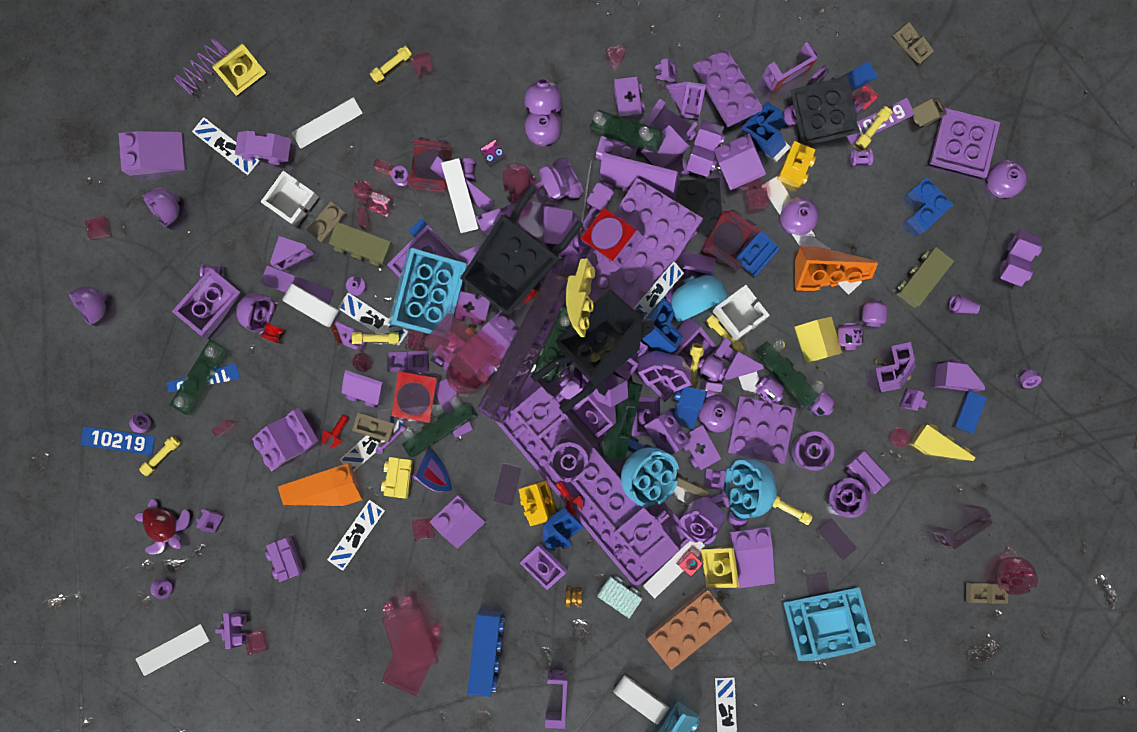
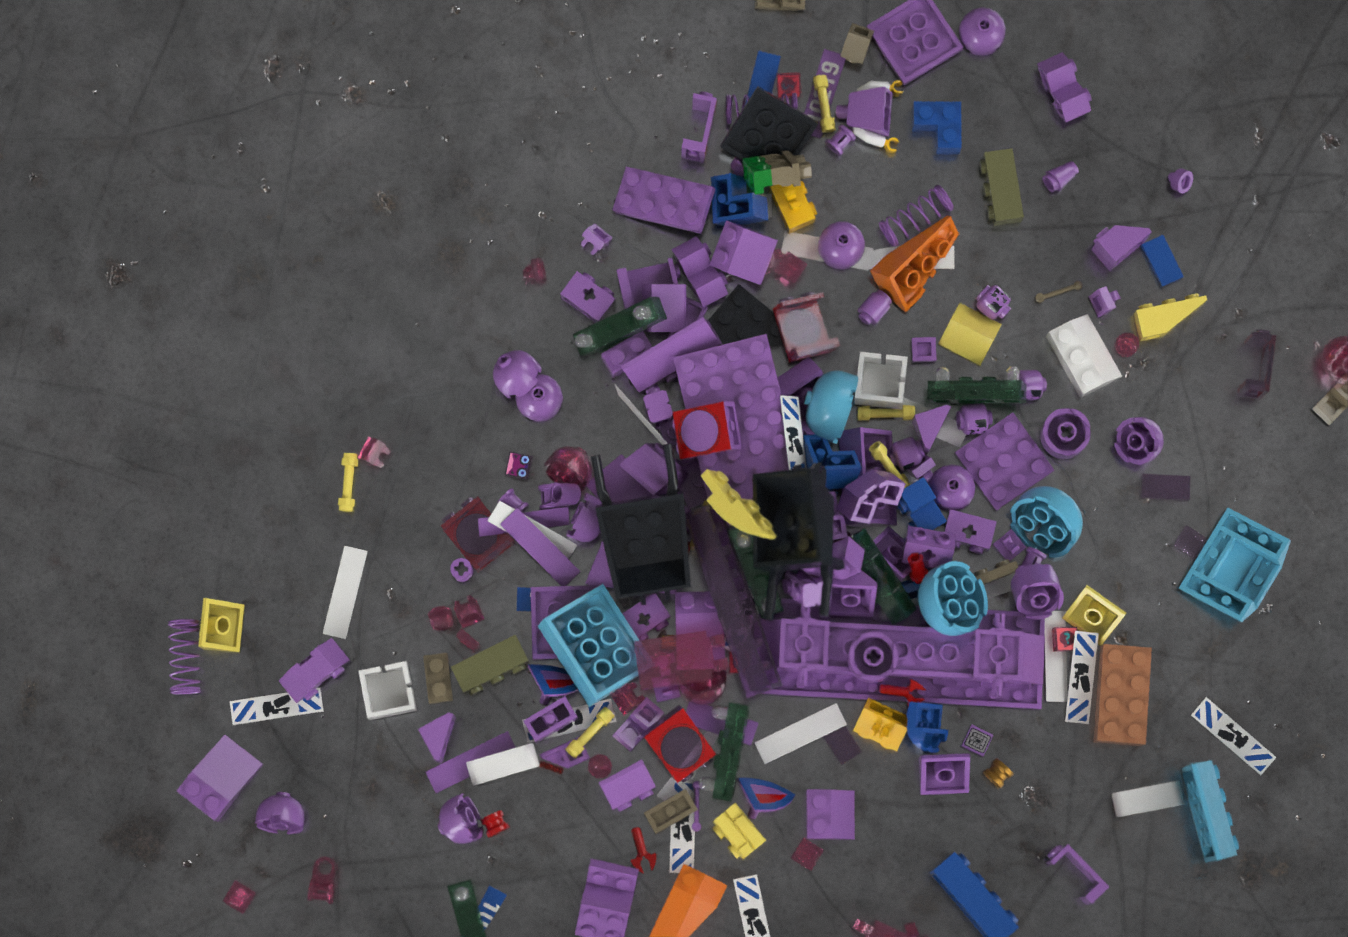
camera: 50 degrees left, 5 degrees down
(146, 268) = (323, 882): none -> clear pink piece
(204, 268) = (385, 827): medium lavender bush -> none
(207, 303) = (412, 856): medium lavender slope -> none
(359, 288) = (529, 708): medium lavender tile -> none
(360, 308) = (550, 719): none -> medium lavender brick
(383, 166) = (439, 577): clear pink tile -> none
(383, 287) = (551, 681): none -> shield
(455, 208) = (540, 547): none -> medium lavender sticker
(489, 460) = (800, 733): none -> white sticker
(495, 190) = (559, 495): none -> medium lavender piece
(558, 181) = (605, 429): medium lavender piece -> none
(581, 566) = (977, 740): none -> tile
(619, 596) = (1035, 730): light aqua brick -> none
(649, 437) = (917, 567): none -> red pin
(676, 593) = (1081, 677): none -> white sticker
(688, 98) = (639, 244): medium lavender slope -> none
(724, 350) = (900, 427): medium lavender tile -> none
(736, 521) = (1067, 560): medium lavender tile -> none
(753, 556) = (1111, 575): medium lavender slope -> none
(757, 253) = (839, 315): blue plate -> none
(780, 269) = (874, 307): none -> medium lavender brick
(783, 321) = (923, 349): none -> medium lavender plate
(804, 517) = (1118, 496): light yellow bar -> none
(807, 133) = (775, 170): none -> hips
(867, 472) = (1130, 402): medium lavender brick -> none
(869, 418) = (1083, 355): none -> white slope
(875, 313) = (993, 261): medium lavender head -> none
(884, 249) = (946, 202): none -> medium lavender piece
(894, 376) = (1067, 296): medium lavender brick -> none
(895, 158) = (870, 112): none -> medium lavender torso

